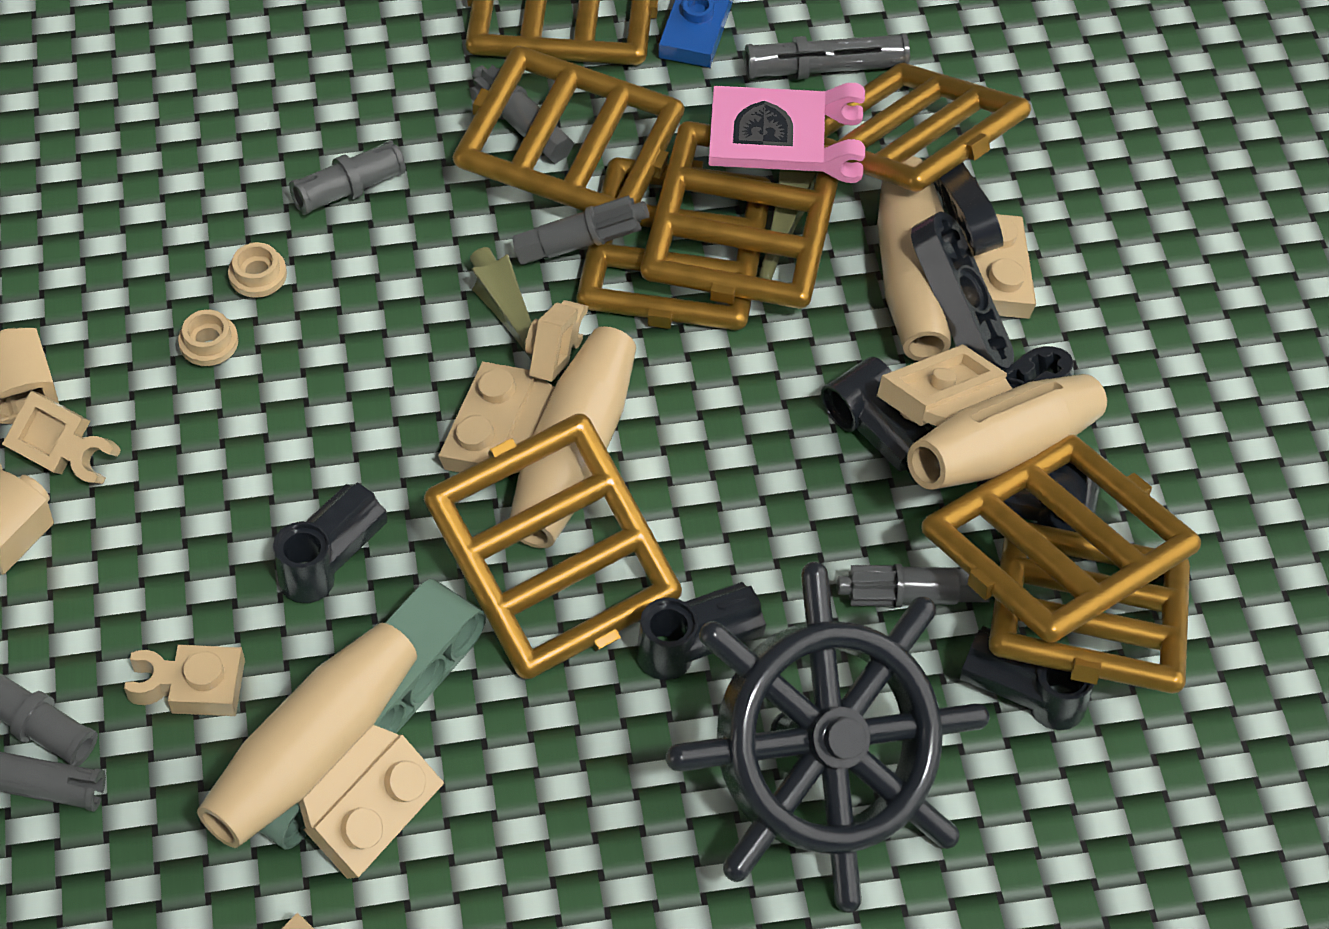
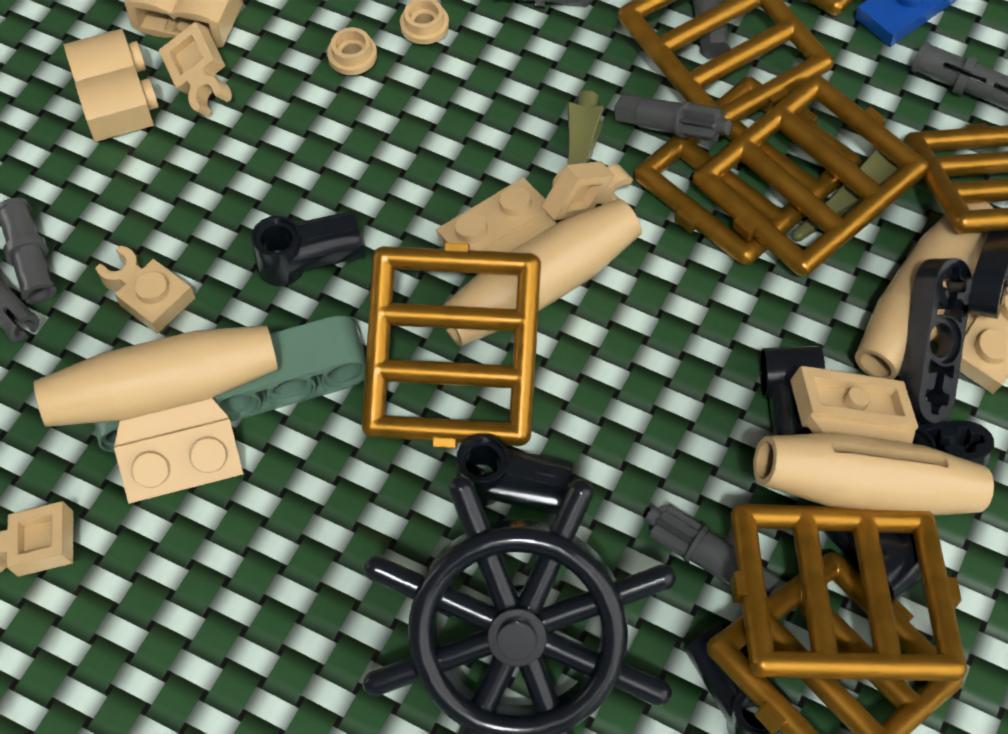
camera: 40 degrees right, 5 degrees up
(786, 129) = (890, 122): bright pink flag -> none

